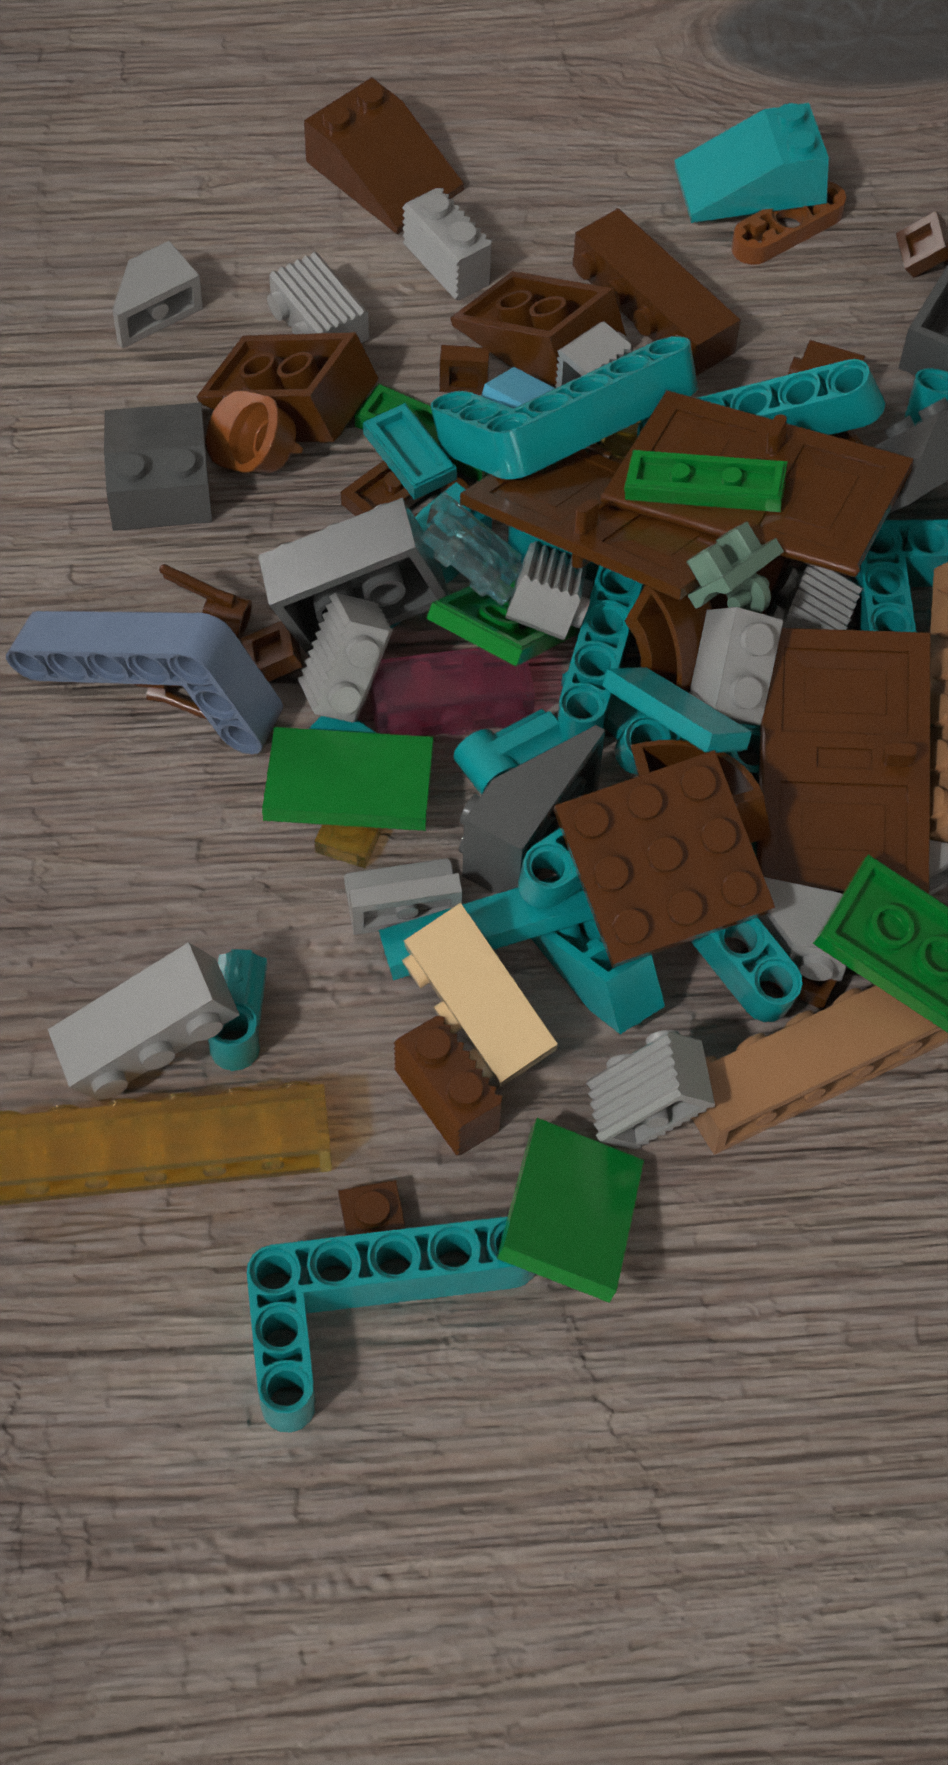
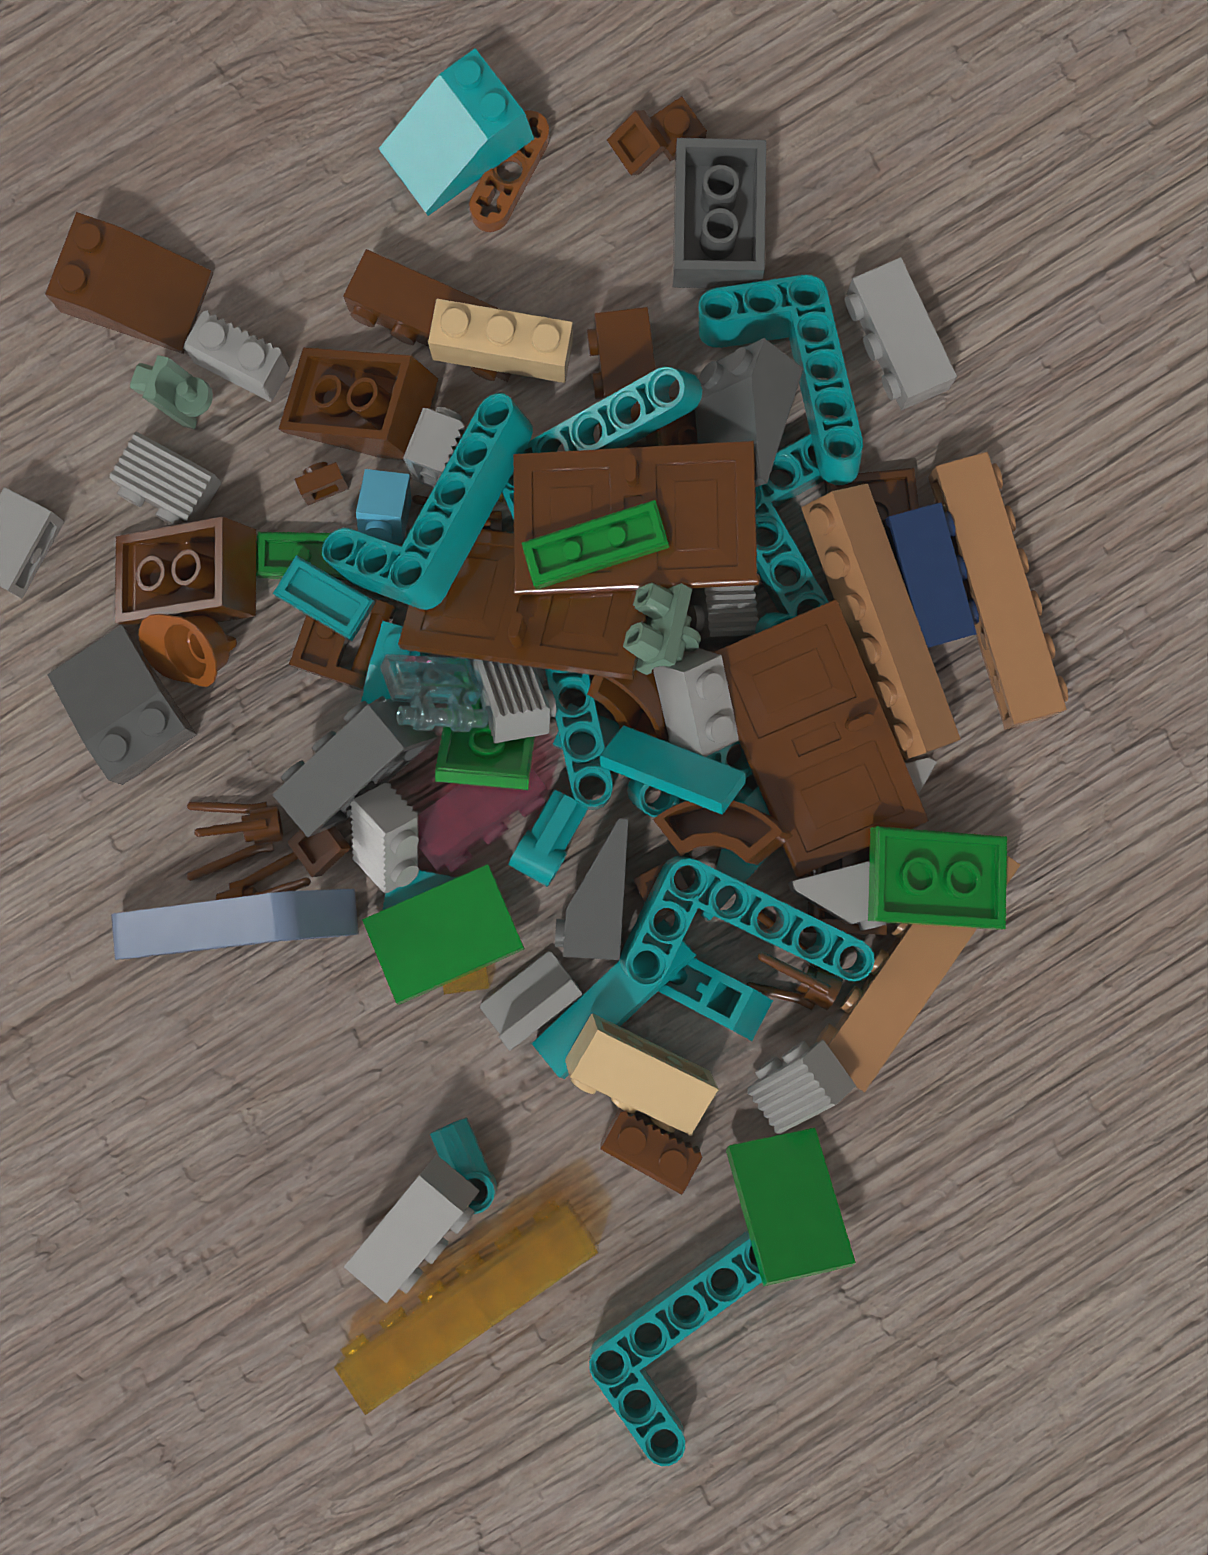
camera: 25 degrees left, 25 degrees up
(371, 1208) = (647, 1269): reddish brown plate -> none
(373, 243) = (172, 390): none -> sand green hips
(664, 858) = (731, 920): reddish brown plate -> none
(707, 309) = (501, 340): none -> tan brick
(721, 1014) = (816, 984): none -> reddish brown plant

